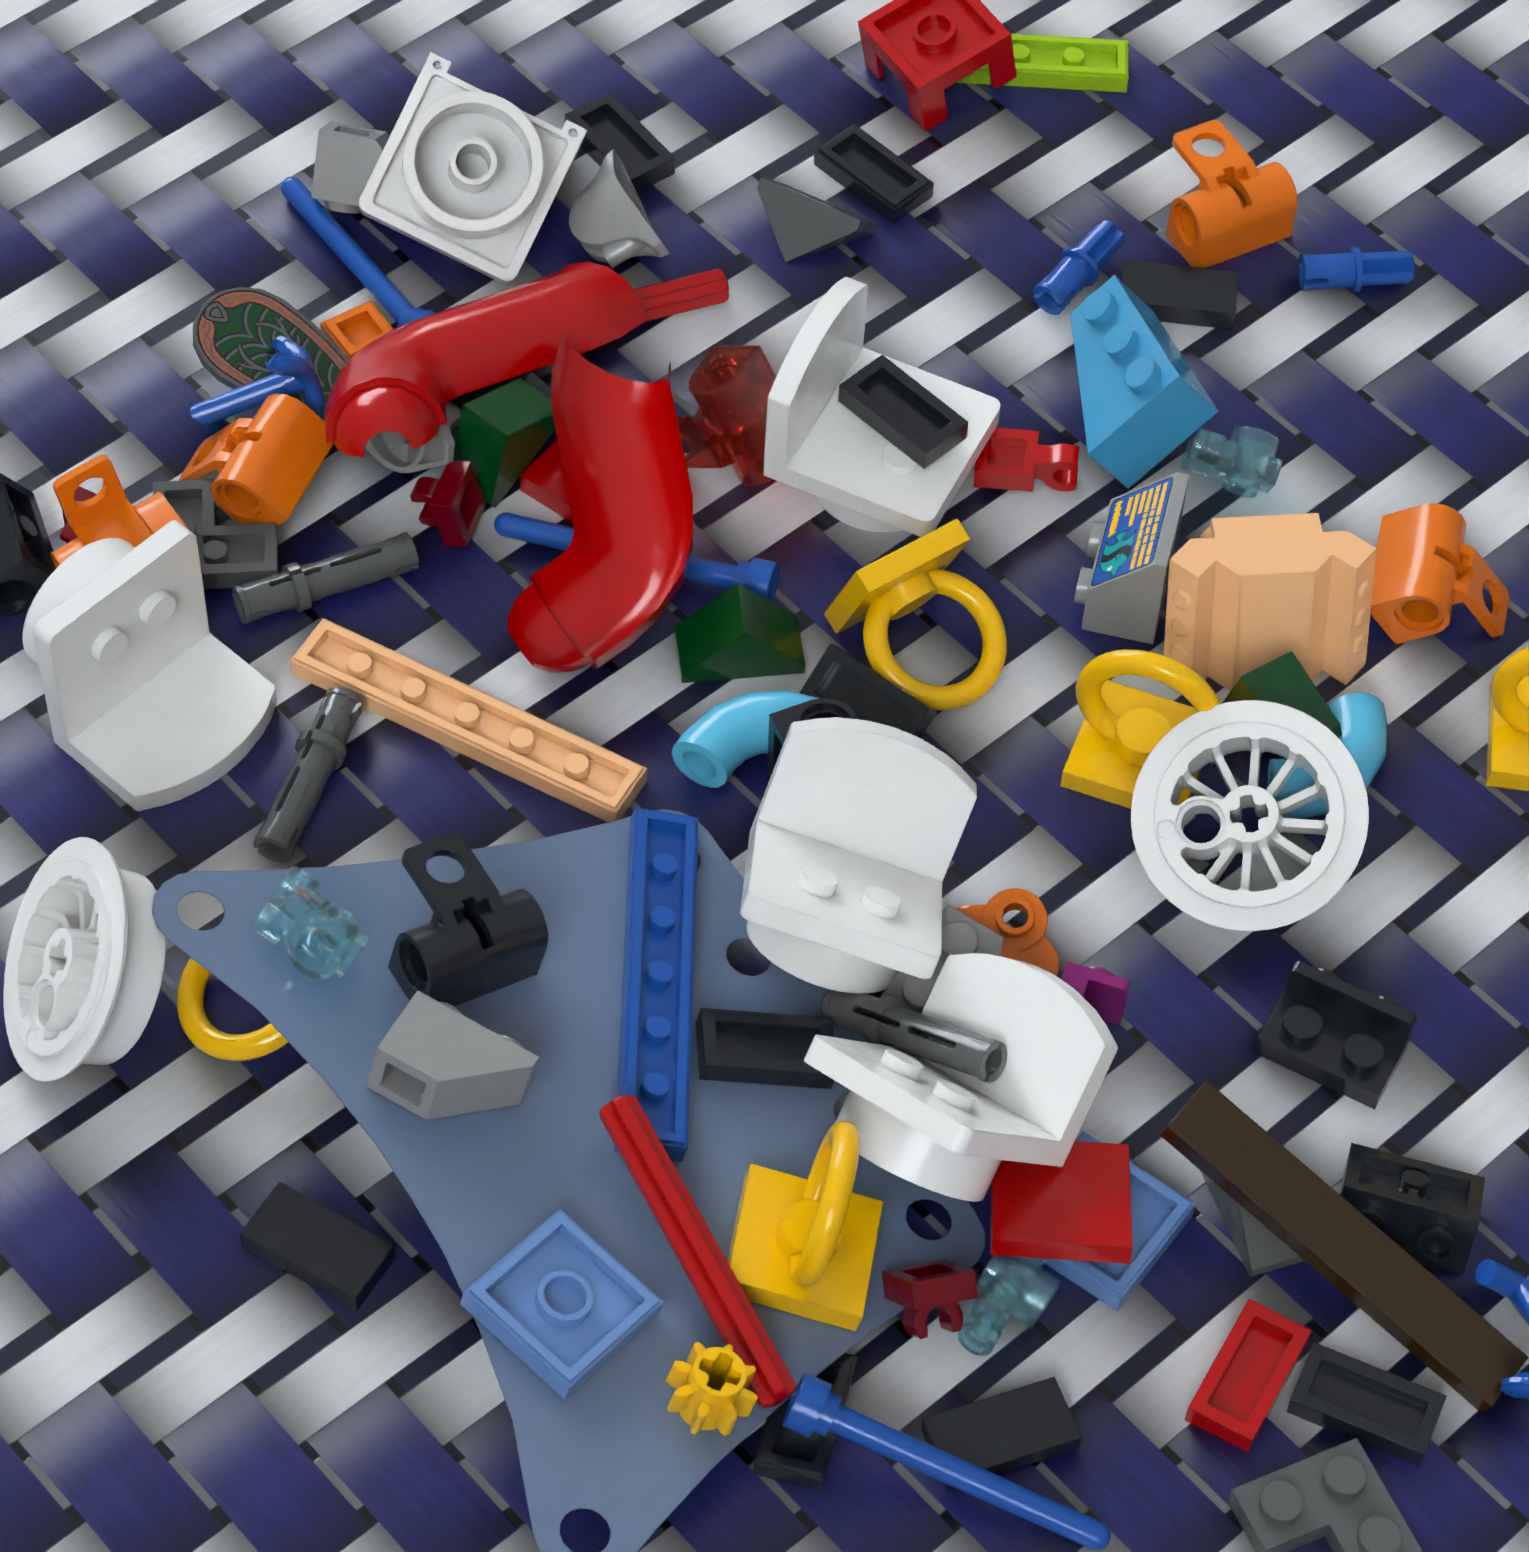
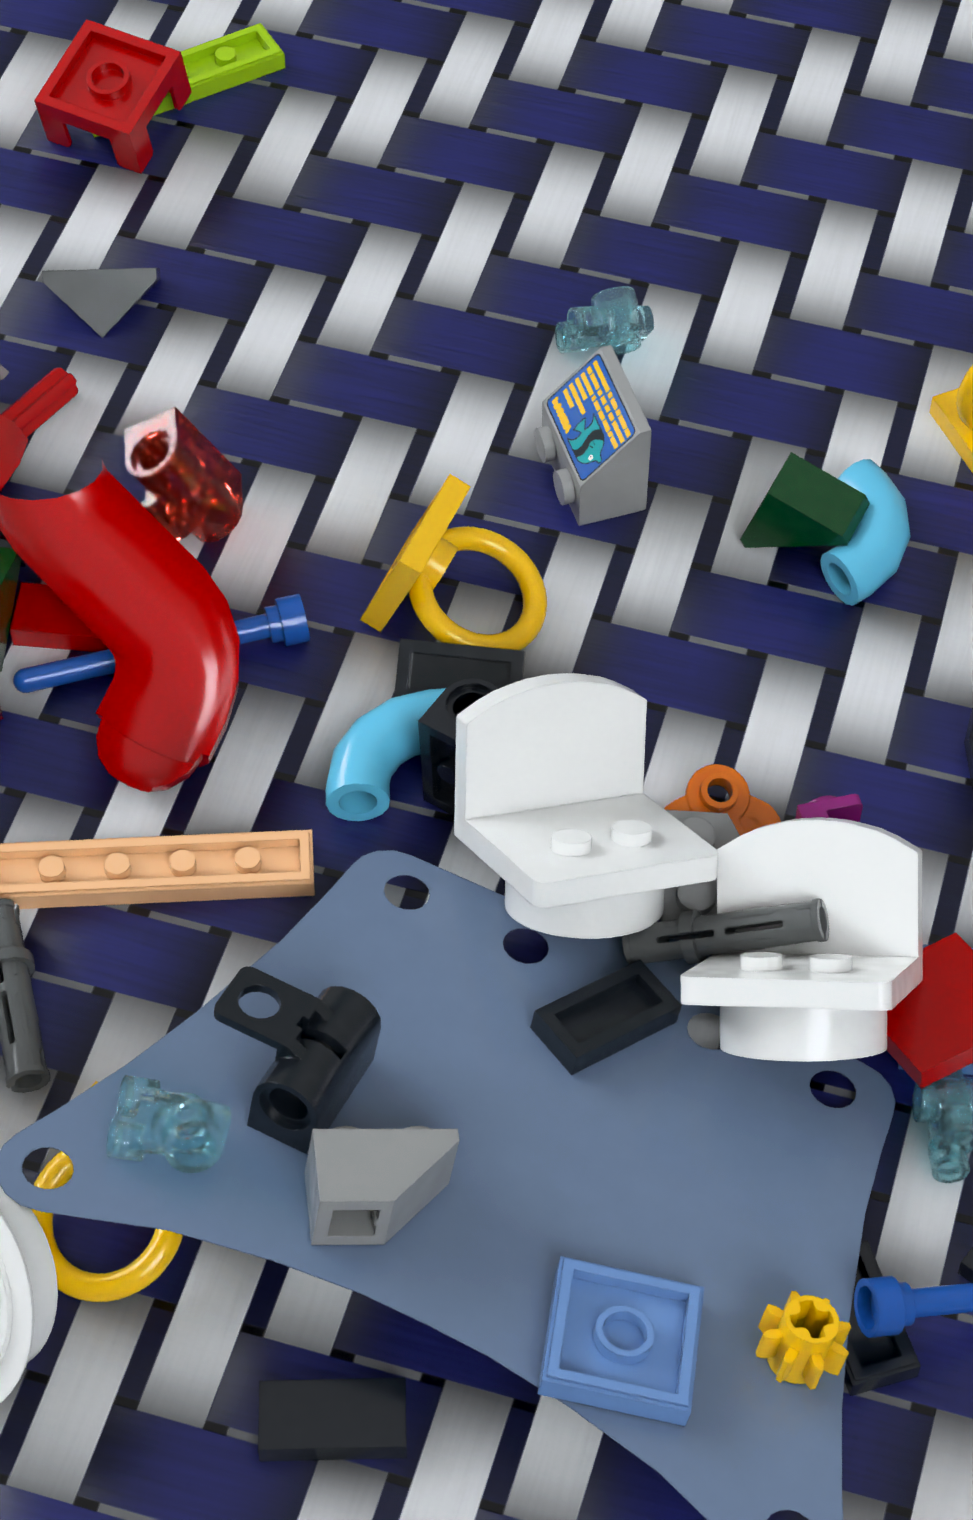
camera: 30 degrees left, 0 degrees up
(659, 972) = (481, 1013): blue tile -> none
(696, 1248) = (689, 1218): red axle -> none
(738, 639) = (305, 679): dark green slope -> none
(809, 1239) = (772, 1162): yellow tile -> none
(838, 456) = (312, 442): white piece -> none
(873, 173) = (125, 227): black tile -> none
(903, 411) = (327, 408): black tile -> none
(929, 1287) = (892, 1148): dark red tile -> none
(1015, 459) = (431, 411): red plate -> none
(1078, 267) = (360, 227): blue axle -> none
(1126, 722) = (711, 595): yellow tile -> none
(1132, 384) = (487, 295): dark azure wedge -> none
(1184, 292) = (454, 212): black tile -> none
(1235, 202) = (456, 114): orange piece -> none
(1256, 728) = (904, 540): white piece -> none
(1269, 590) = (730, 422): light nougat slope -> none
(1354, 269) = (580, 127): blue axle -> none
(1426, 571) = (830, 342): orange piece -> none

